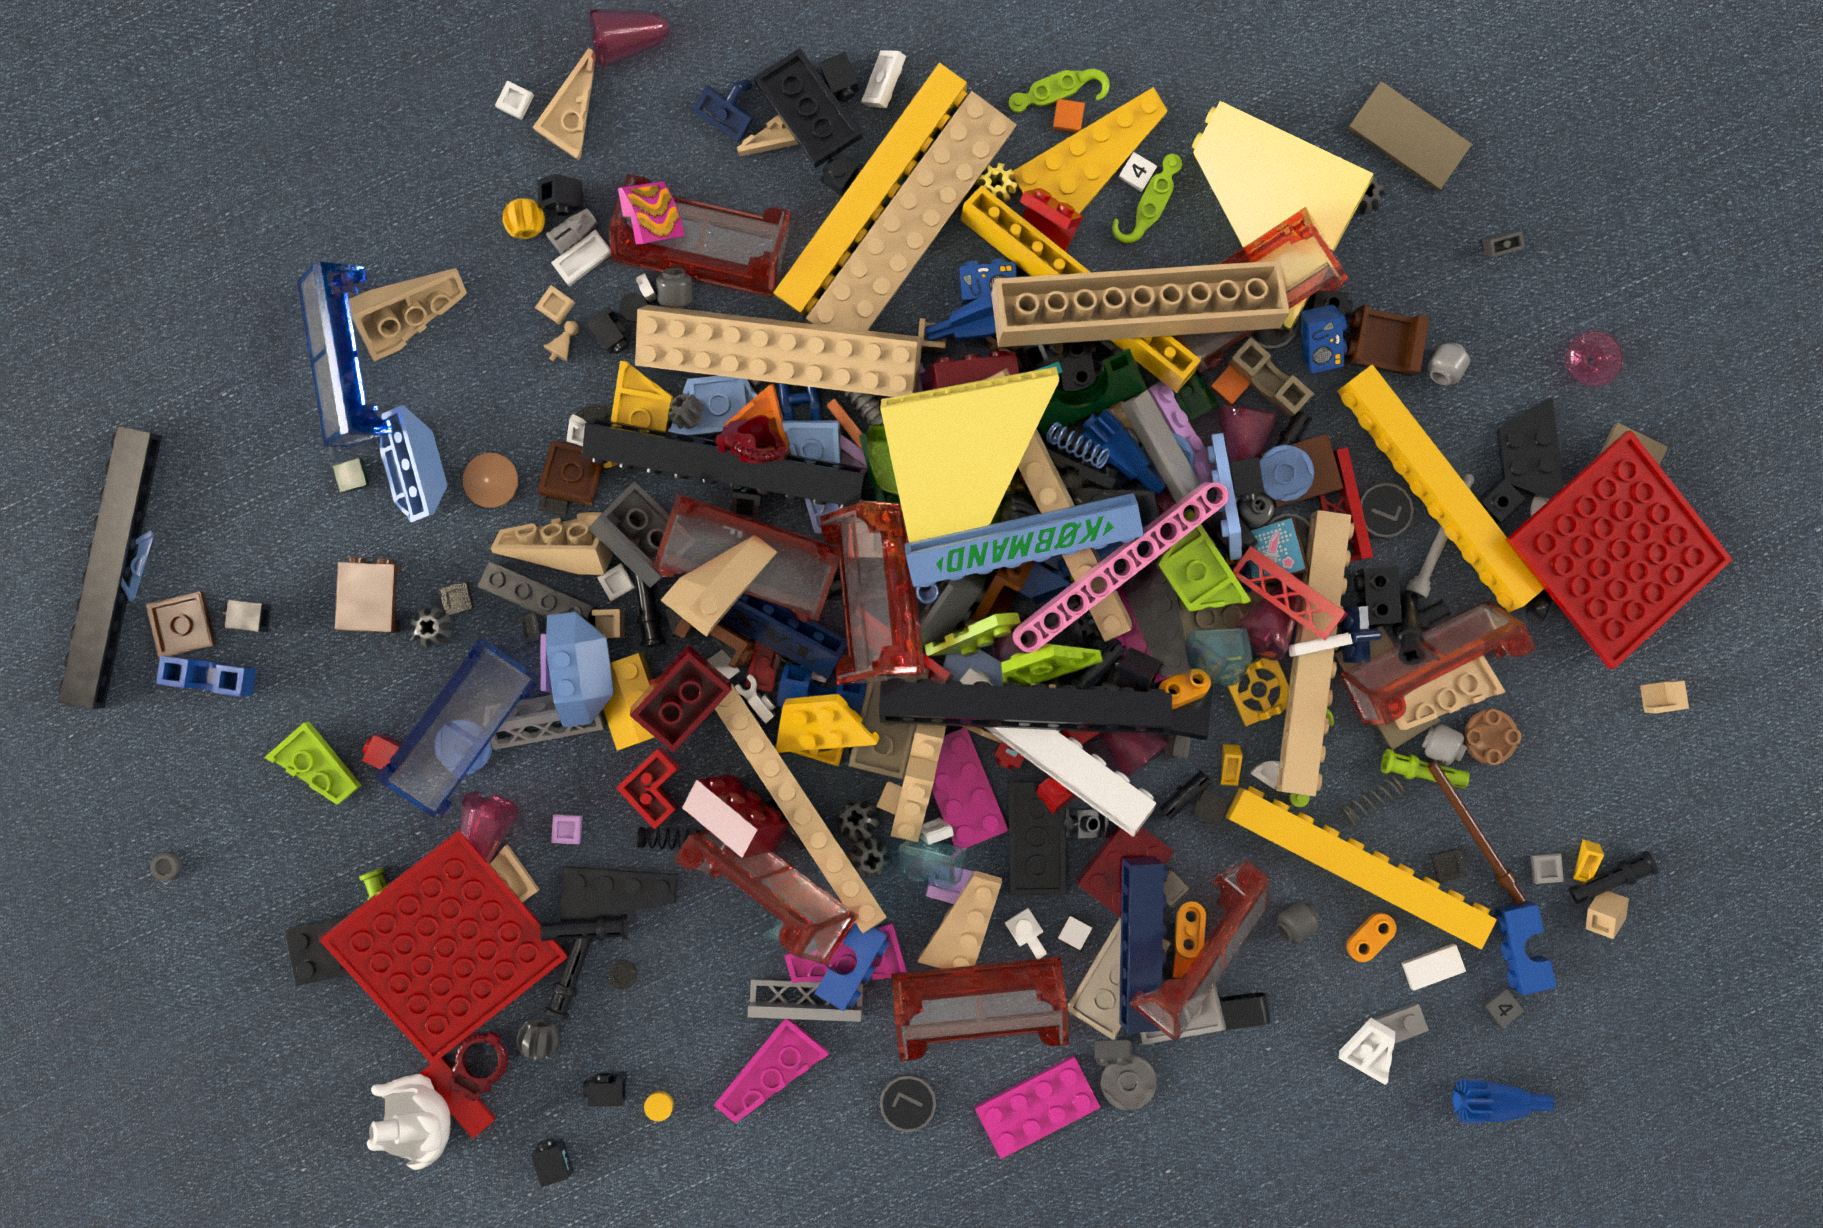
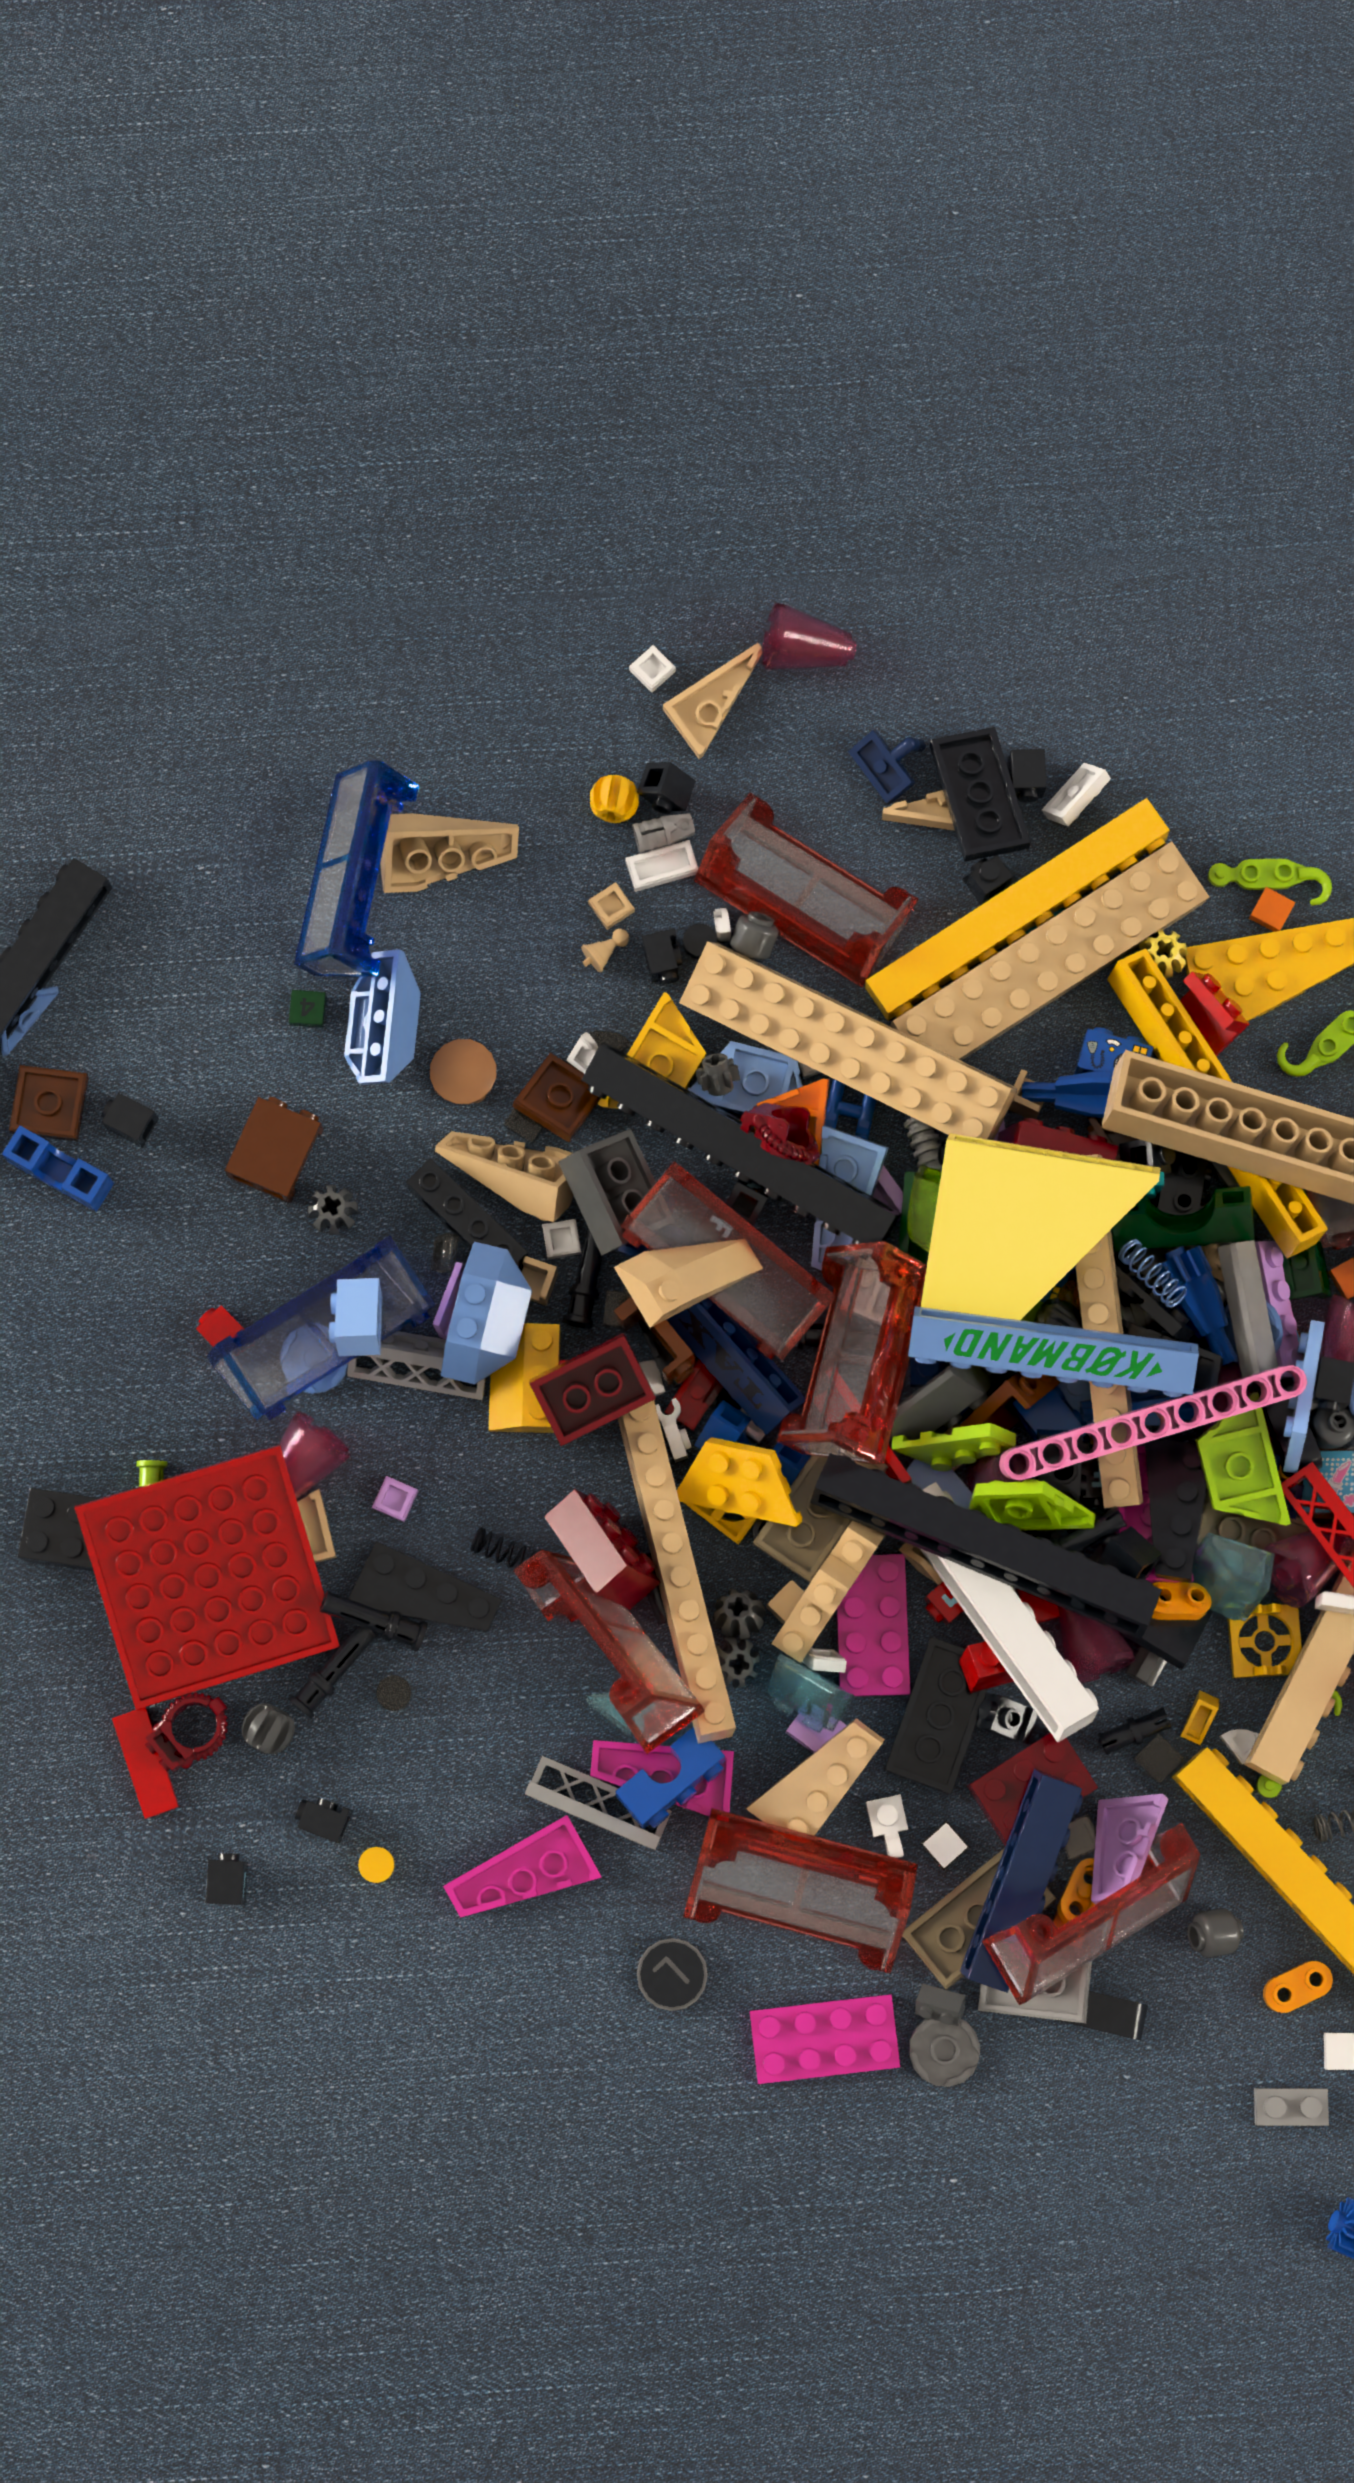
camera: 20 degrees right, 10 degrees down
(314, 761) = (137, 1312): lime wing -> none
(413, 1123) = (88, 1768): white piece -> none
(457, 598) = (372, 1189): clear smoke tile -> none
(480, 708) = (357, 1317): none -> light blue brick
(644, 788) = (508, 1477): red brick -> none
(651, 212) = (762, 843): slope -> none
(846, 420) = (894, 1153): orange tile -> none
(928, 596) = (928, 1377): medium blue piece -> none
(1137, 171) = (1329, 1000): white tile -> none
(1207, 886) = (1123, 1840): none -> lavender wing
(1370, 1050) = (1251, 2120): white wing -> none

